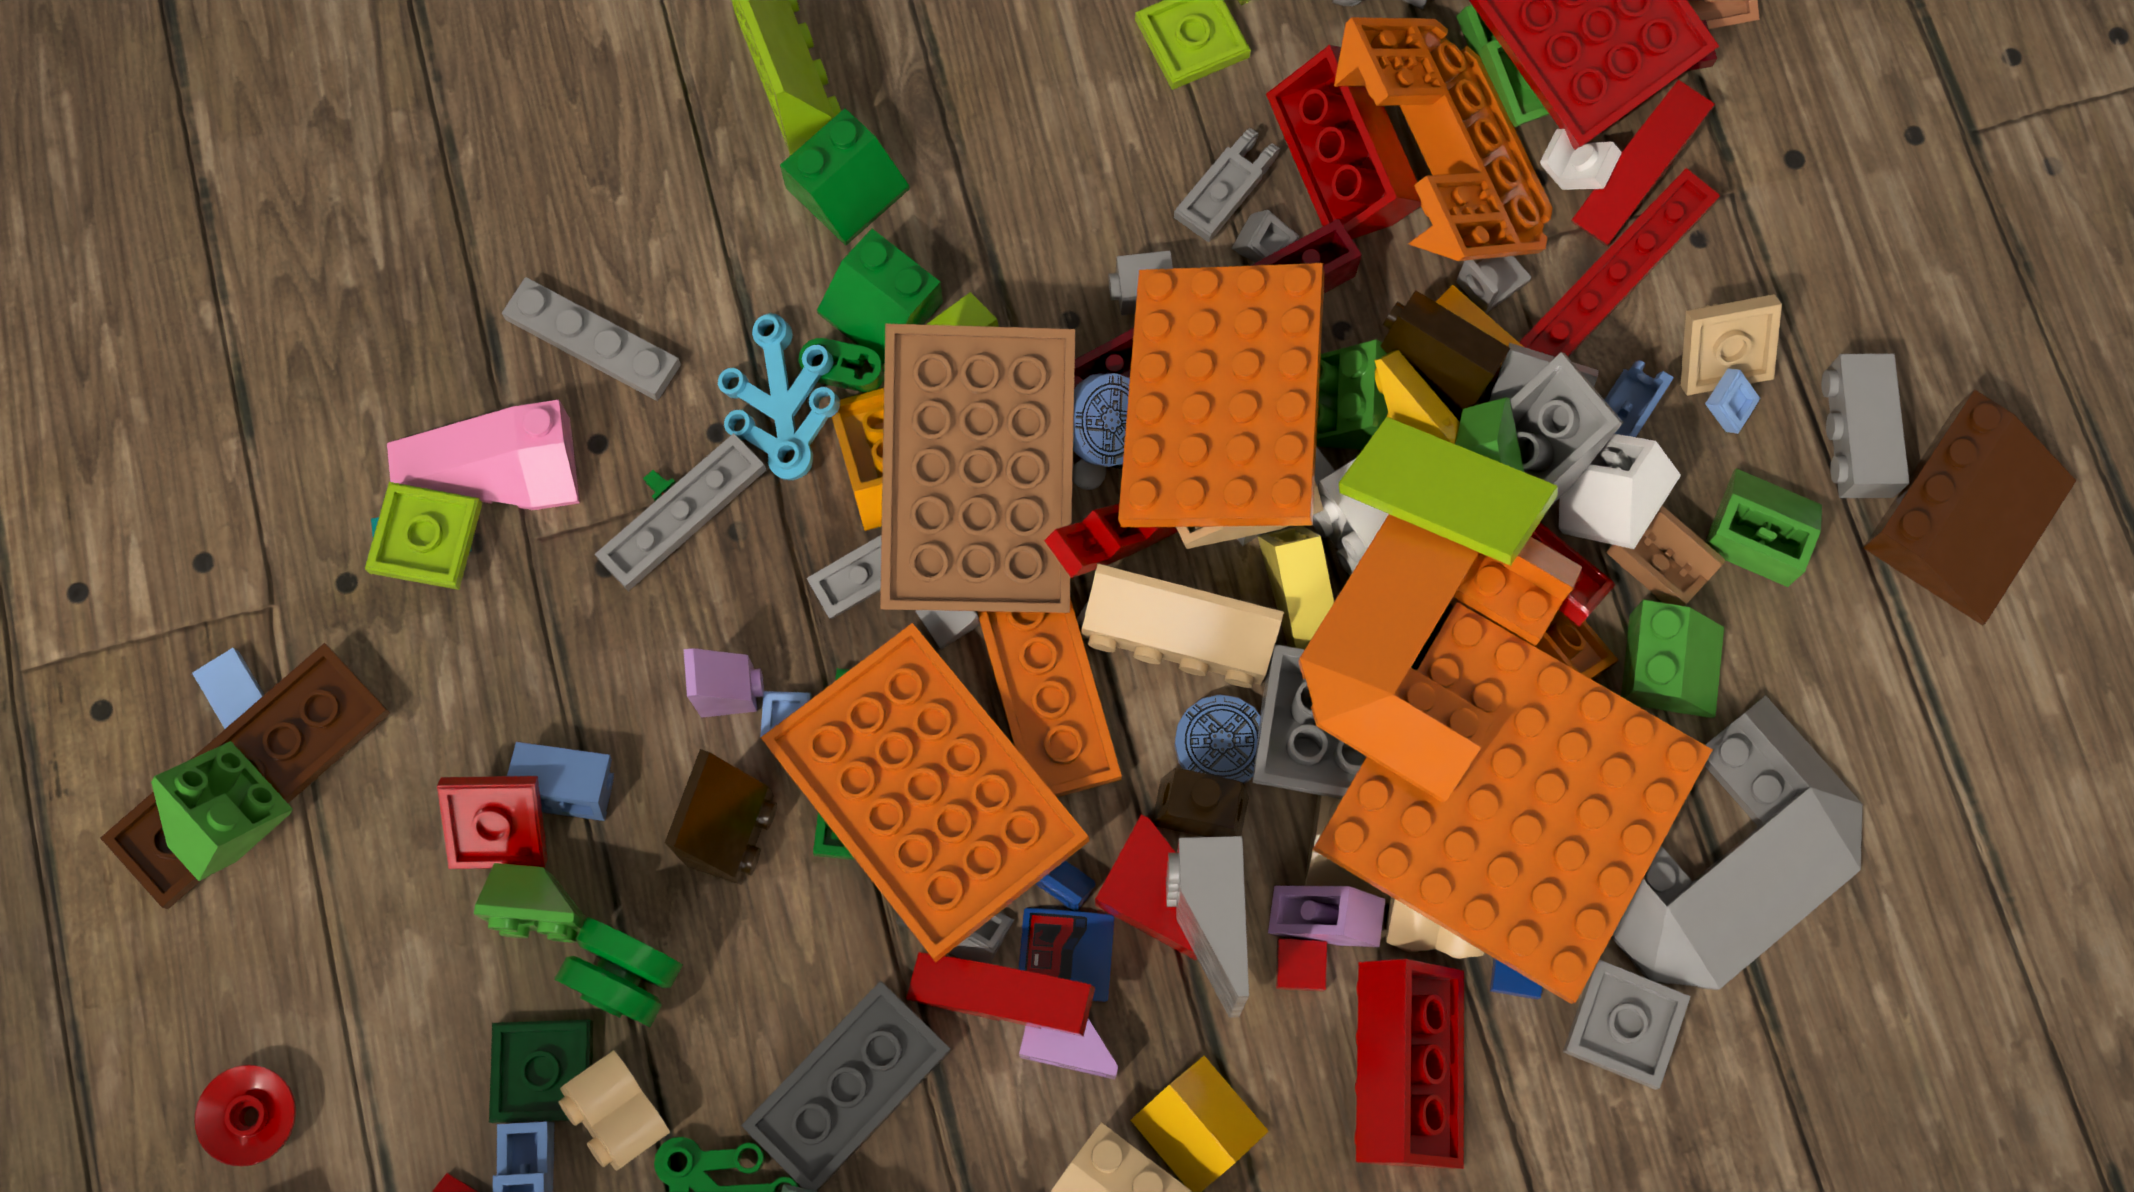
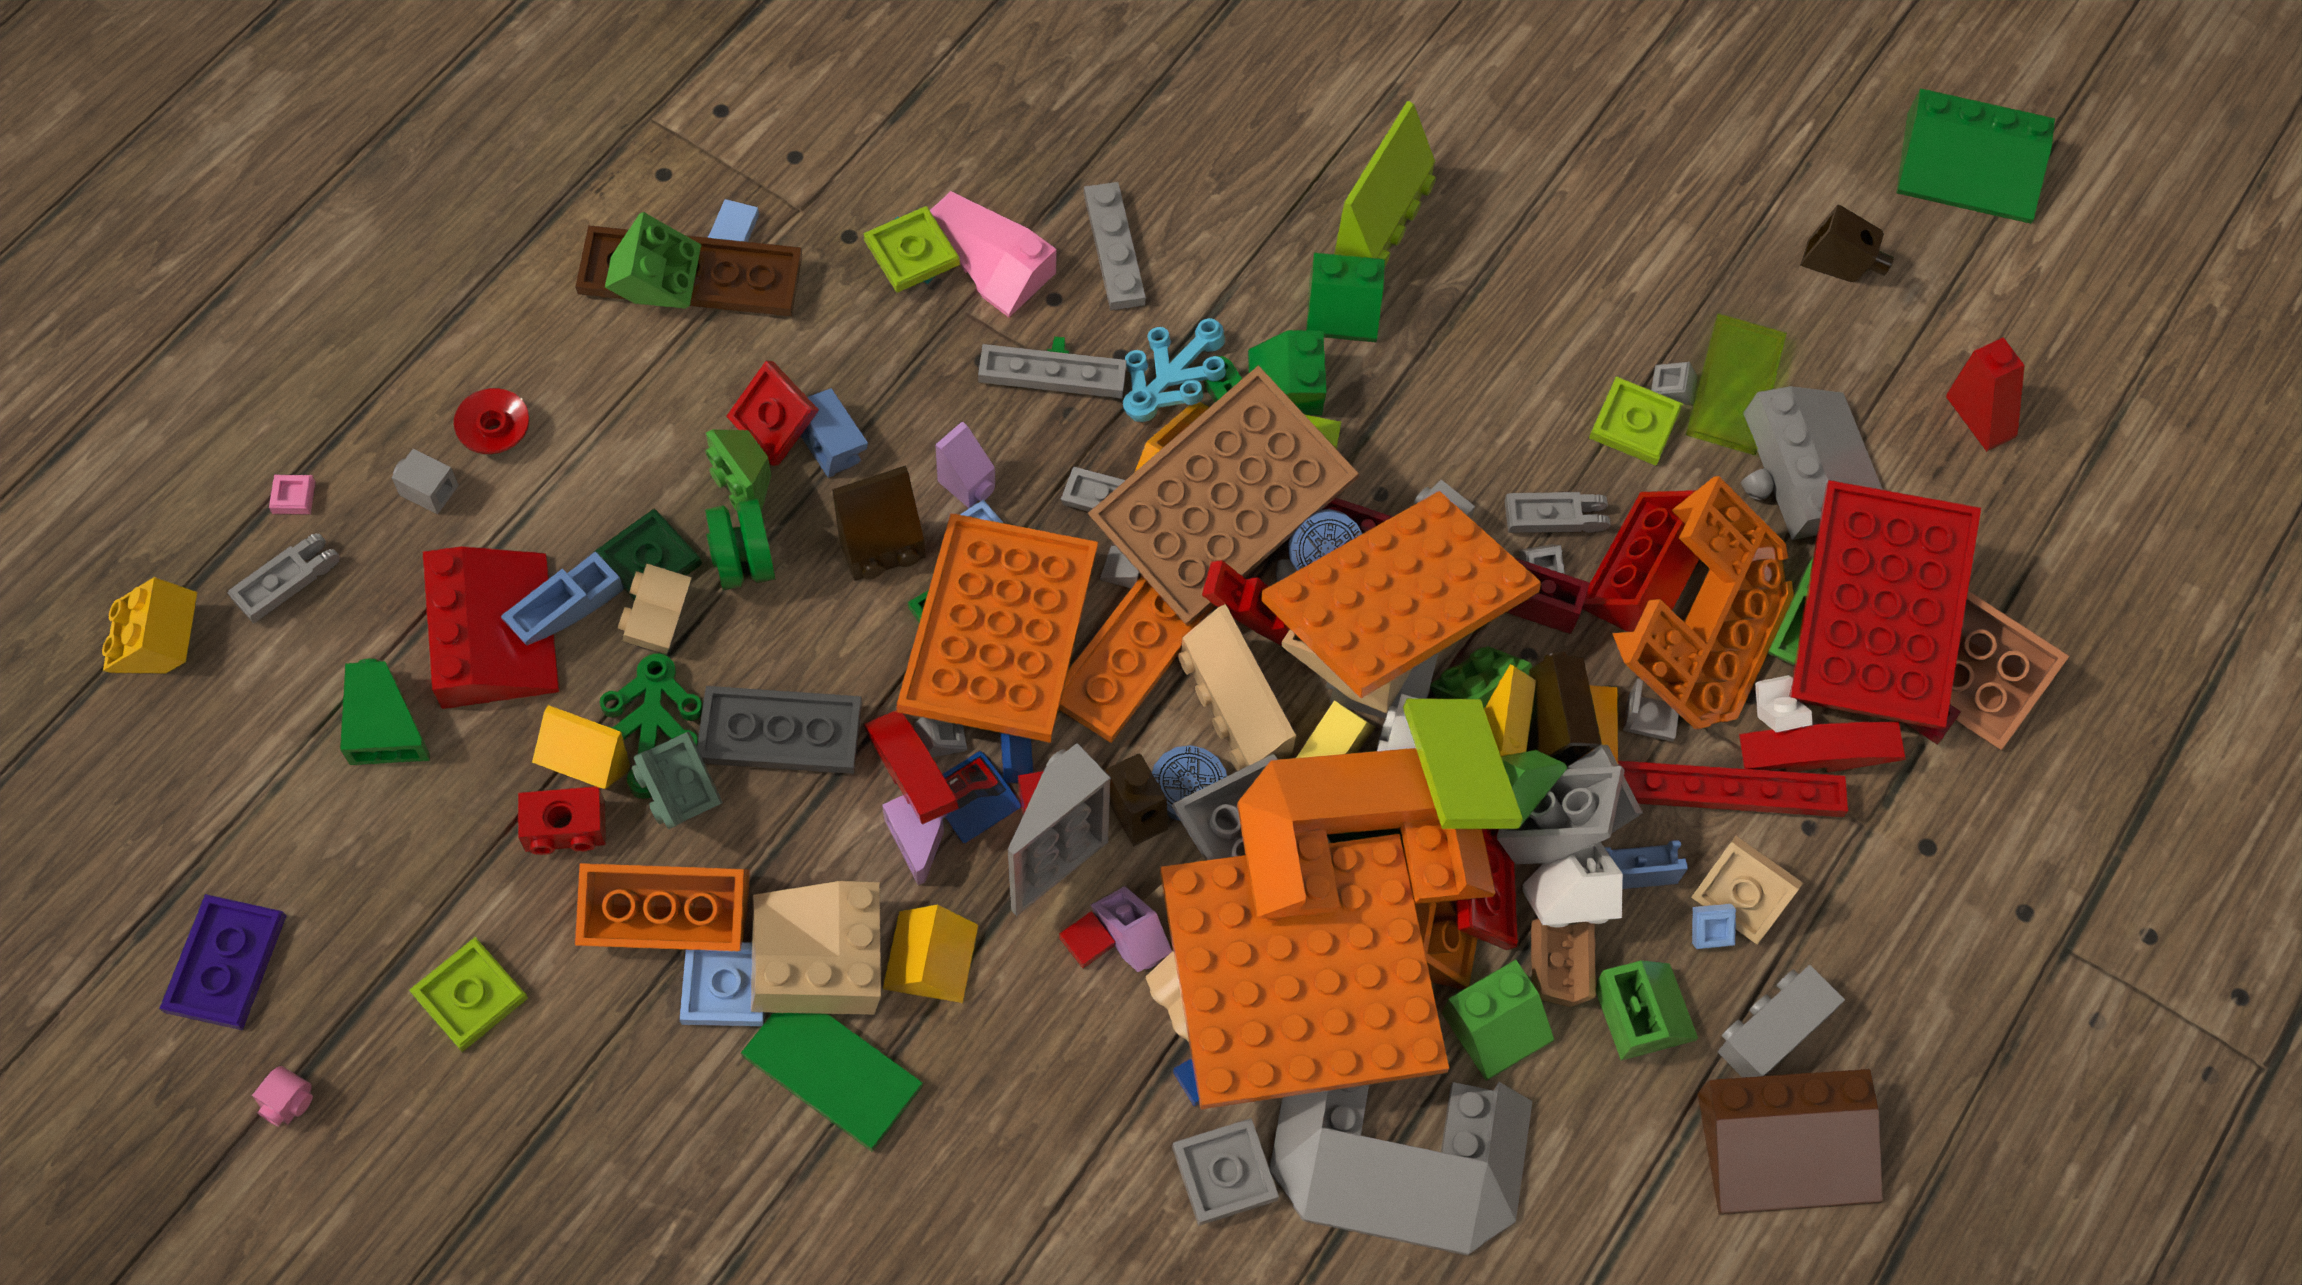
camera: 45 degrees right, 10 degrees down
(1410, 1064) = (1079, 1052): red slope -> none

